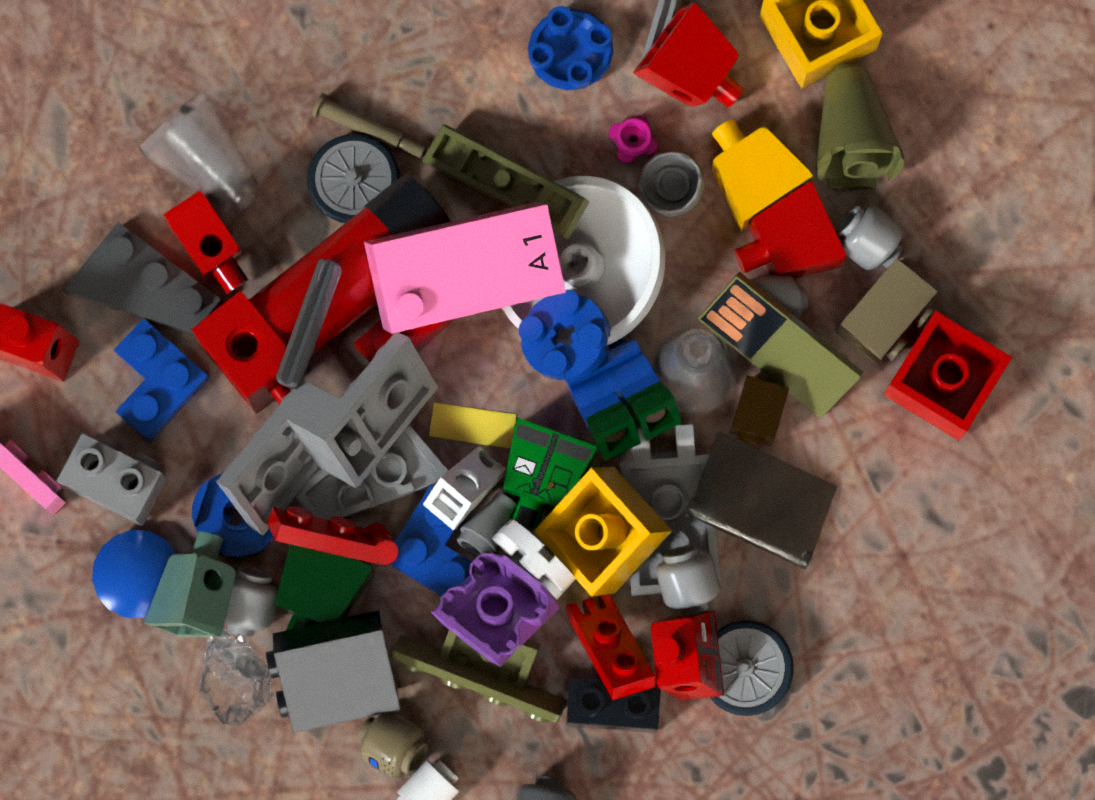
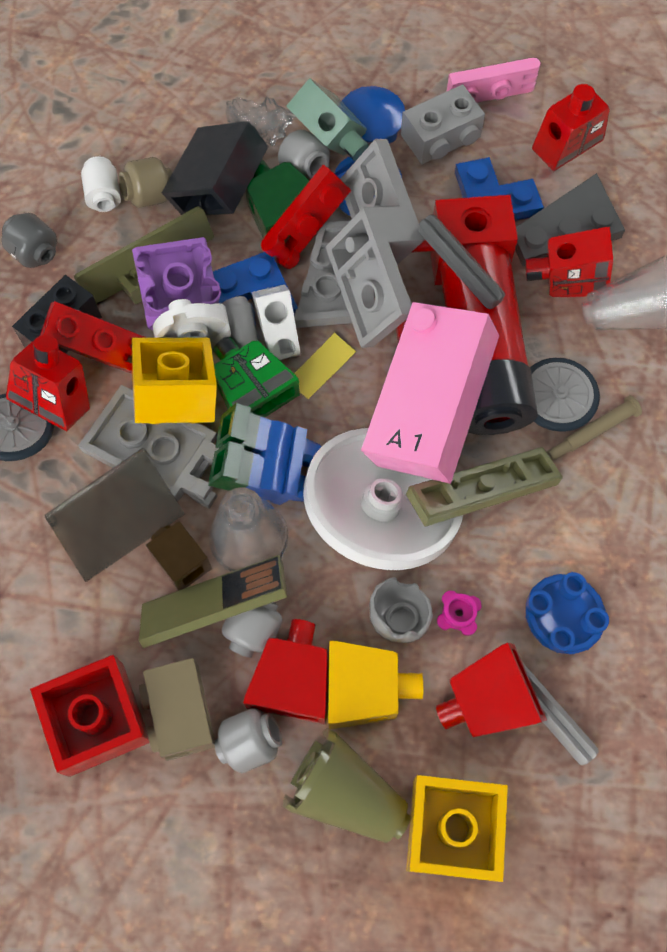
camera: 125 degrees right, 10 degrees down
(589, 339) = (333, 424): blue plate -> none
(688, 579) = (95, 416): light grey head -> none

